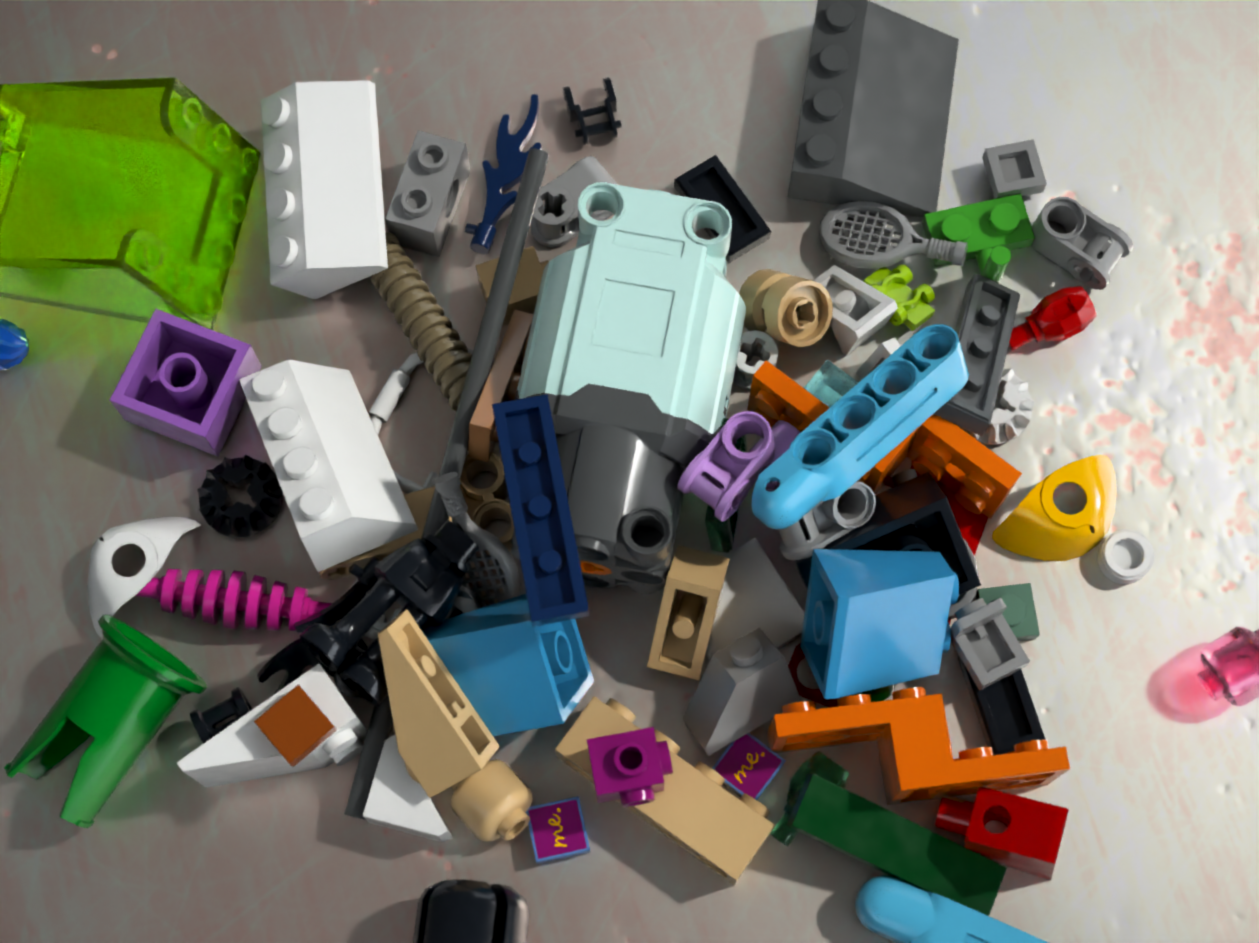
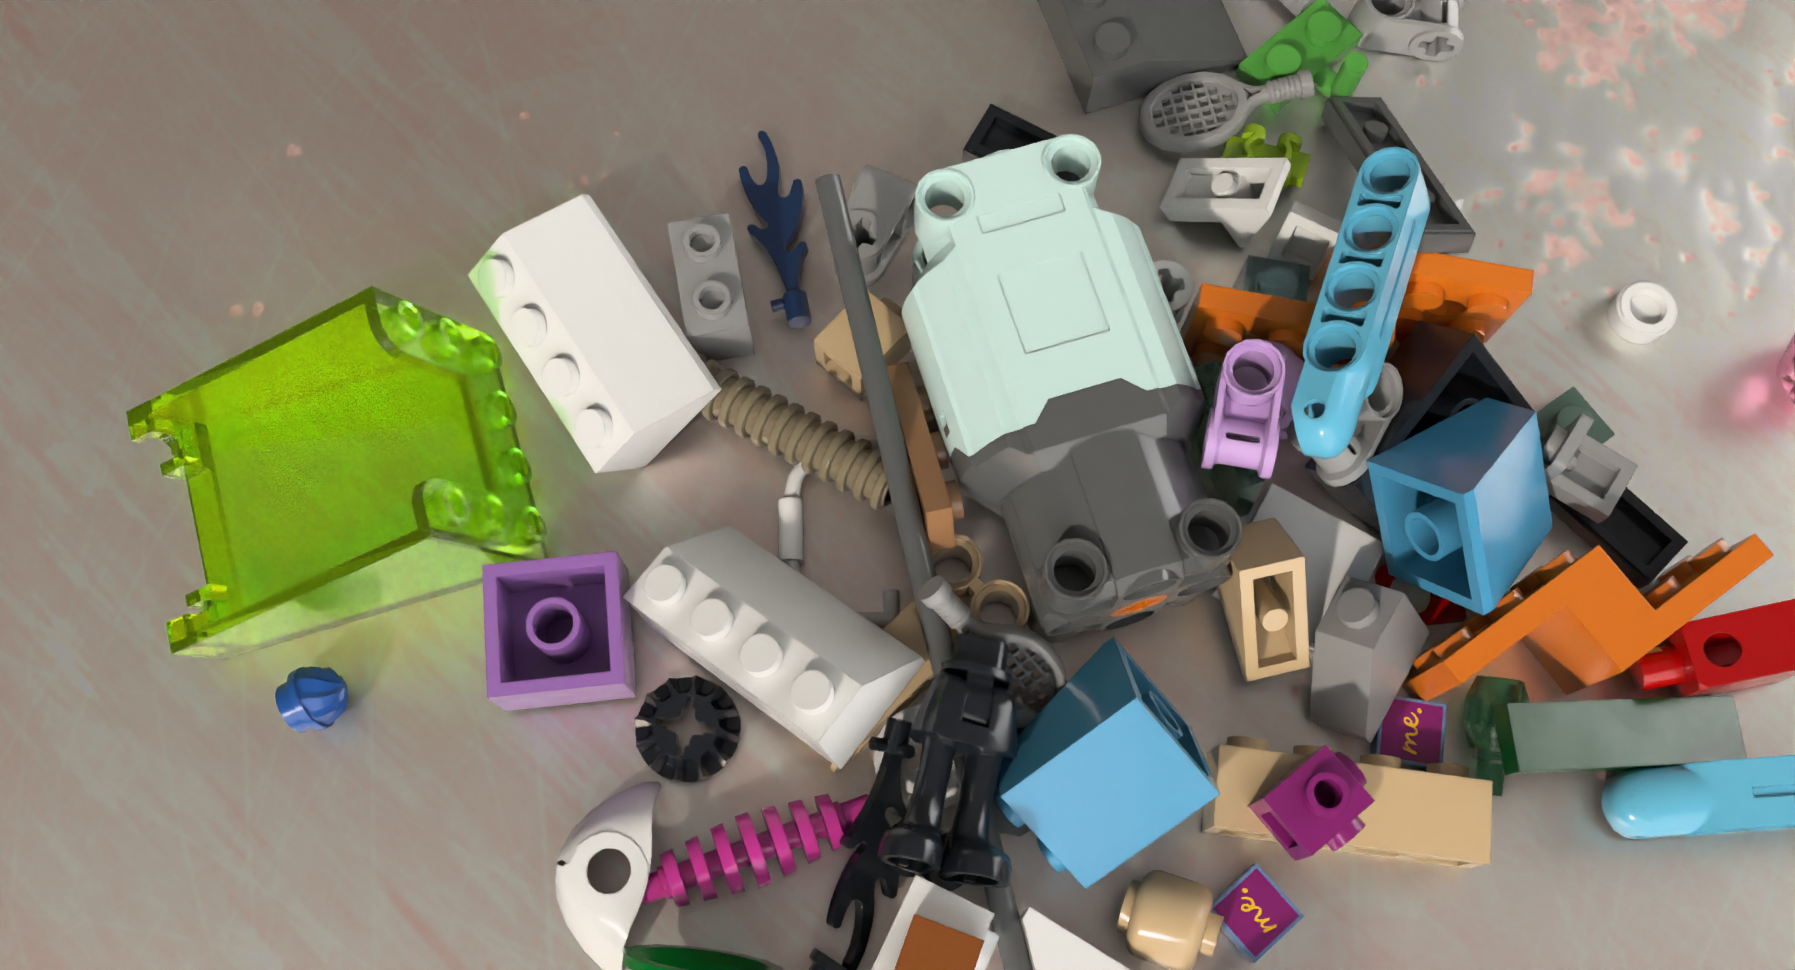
camera: 30 degrees left, 0 degrees up
(431, 715) = (1084, 874): tan slope -> none
(540, 510) = (1090, 567): dark blue plate -> none
(576, 114) = (816, 129): black piece -> none
(786, 307) = (1177, 219): tan wheel -> none
(1046, 533) = (1554, 322): yellow piece -> none
(1055, 318) = (1436, 99): red piece -> none

